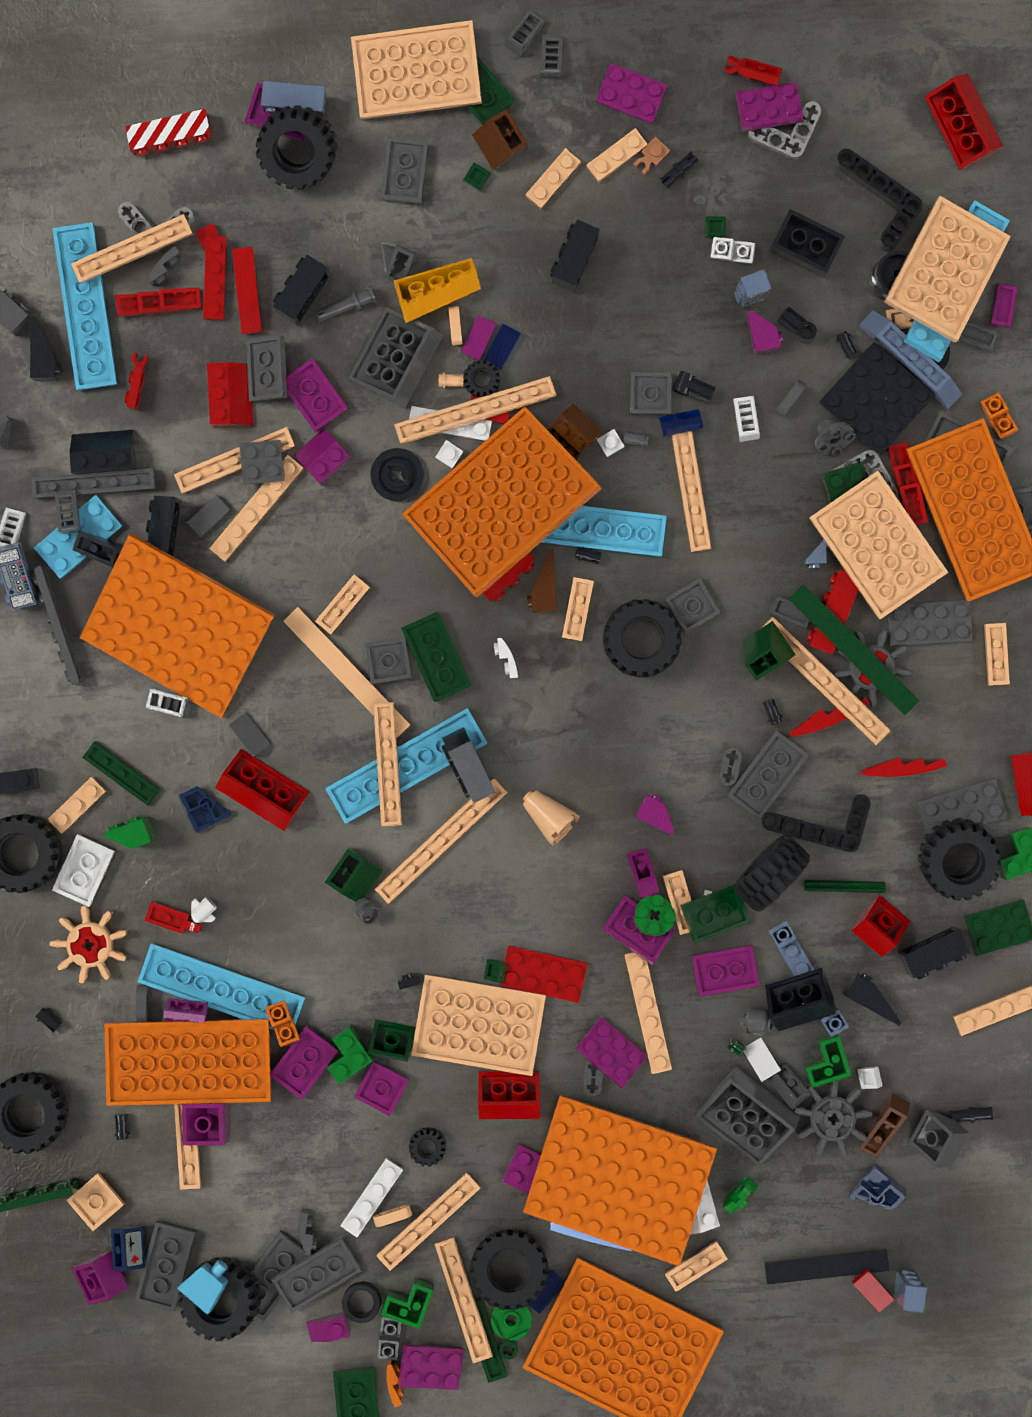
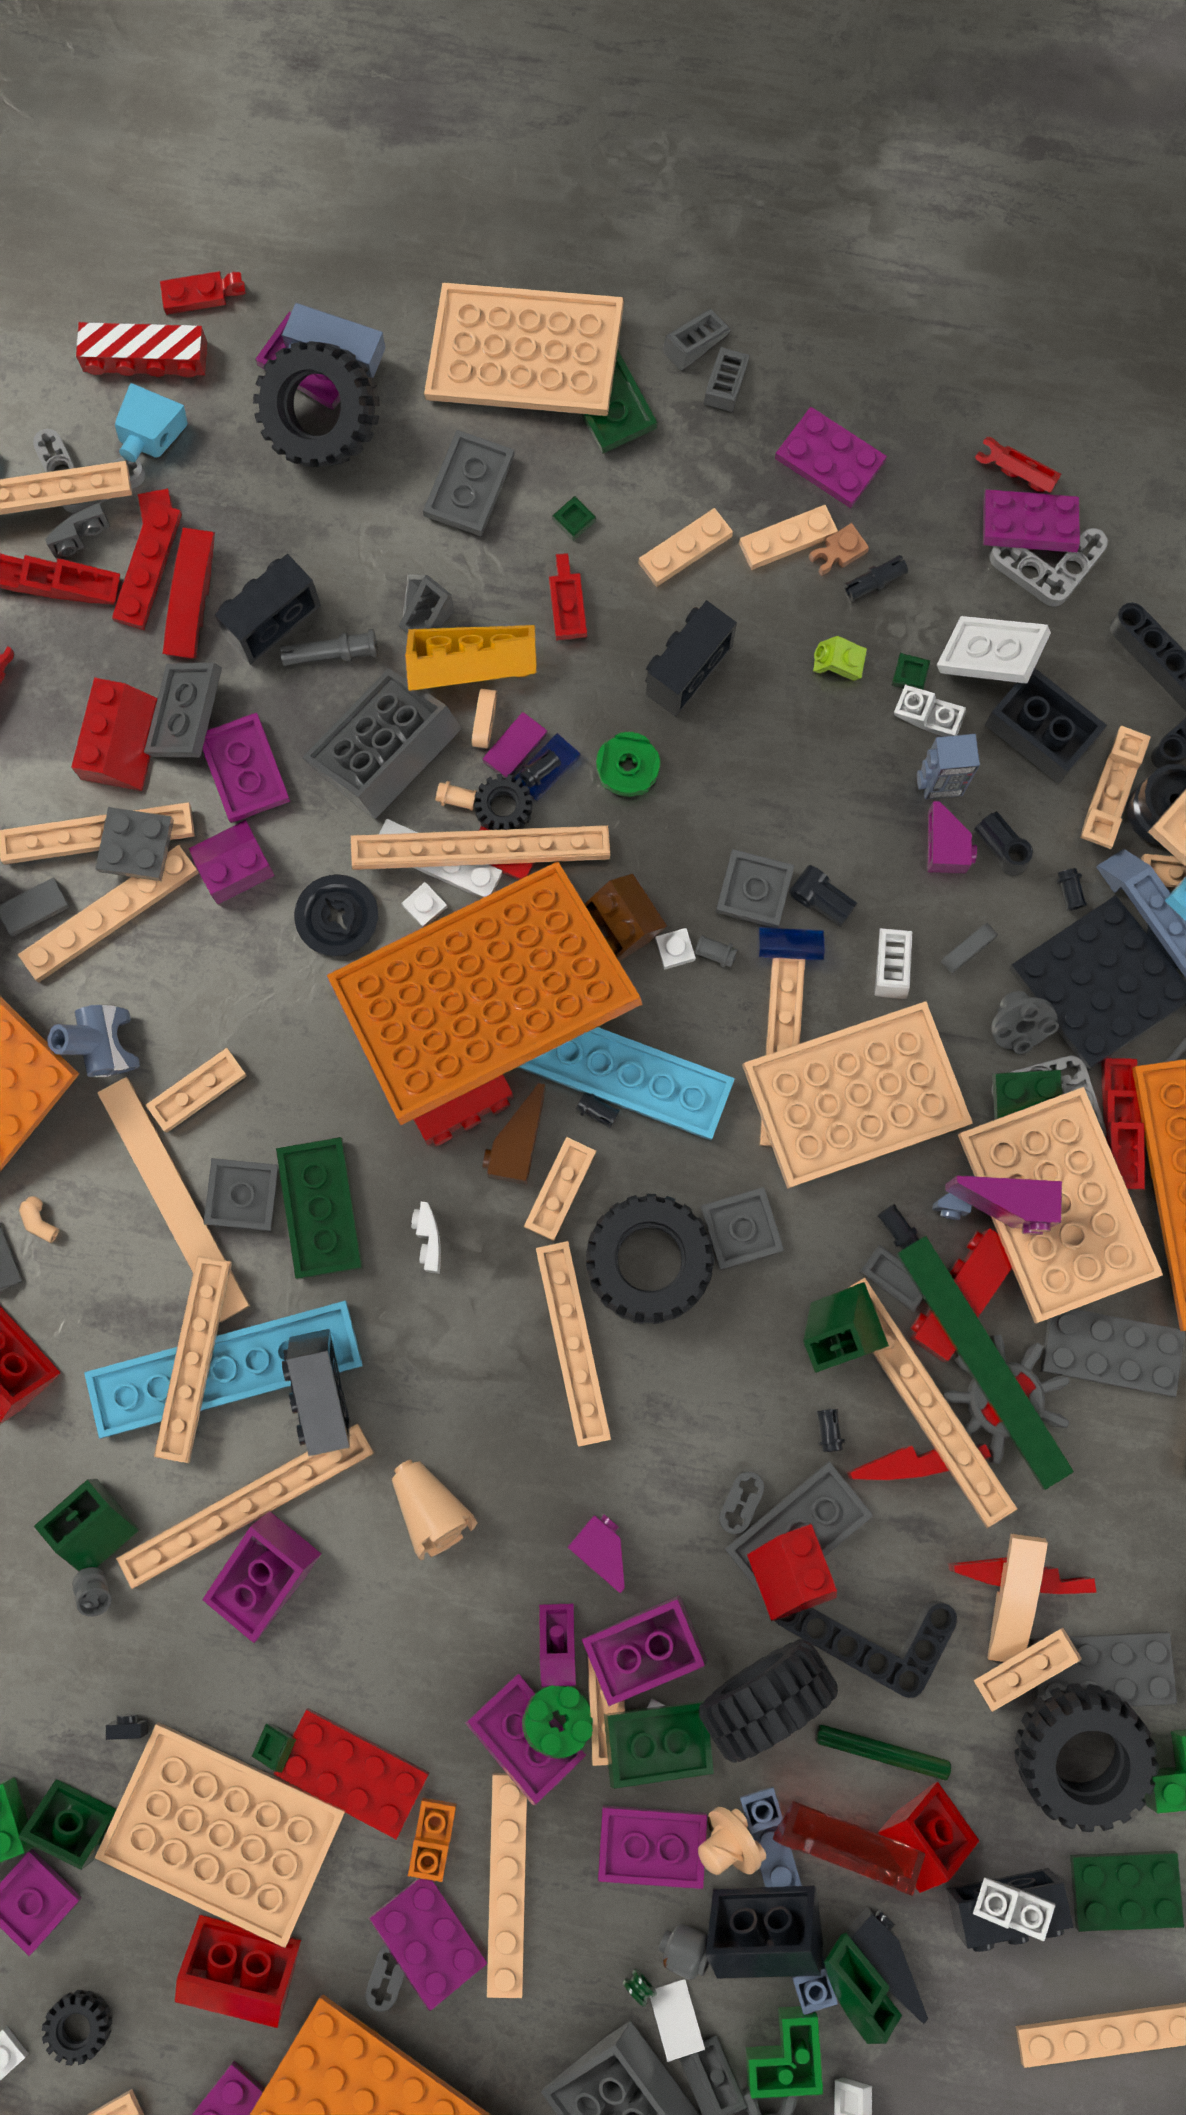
camera: 10 degrees right, 10 degrees down
(188, 183) = (148, 423): none -> medium azure torso
(193, 81) = (200, 291): none -> red plate
(266, 706) = (33, 1222): none -> light nougat arm
(275, 590) = (96, 1040): none -> sand blue connector
(461, 878) = (261, 1576): none -> magenta slope
(487, 235) = (567, 601): none -> red plate
(499, 350) = (539, 768): none -> black pin
(500, 140) = (622, 471): reddish brown slope -> none
(545, 342) = (638, 779): none -> green plate
(599, 998) = (432, 1839): none -> orange slope
(608, 698) = (573, 1344): none -> light nougat plate
(668, 229) = (840, 657): none -> lime bracket
(694, 863) = (645, 1650): none -> magenta slope
(742, 507) = (856, 1094): none -> light nougat plate
(764, 202) = (994, 649): none -> white plate
(769, 799) = (792, 1573): none -> red slope
(769, 957) = (730, 1844): none -> light nougat plate
(786, 581) = (898, 1227): none -> black pin
(836, 941) = (850, 1847): none -> clear red windscreen
(853, 553) = (1015, 1202): none -> magenta slope
(858, 272) = (1114, 787): none -> light nougat slope
(860, 1017) = (861, 1992): none -> dark green slope
(902, 781) = (1017, 1597): none -> light nougat slope
(917, 819) = (1027, 1669): none -> light nougat plate
(934, 950) = (1014, 1908): none -> white slope

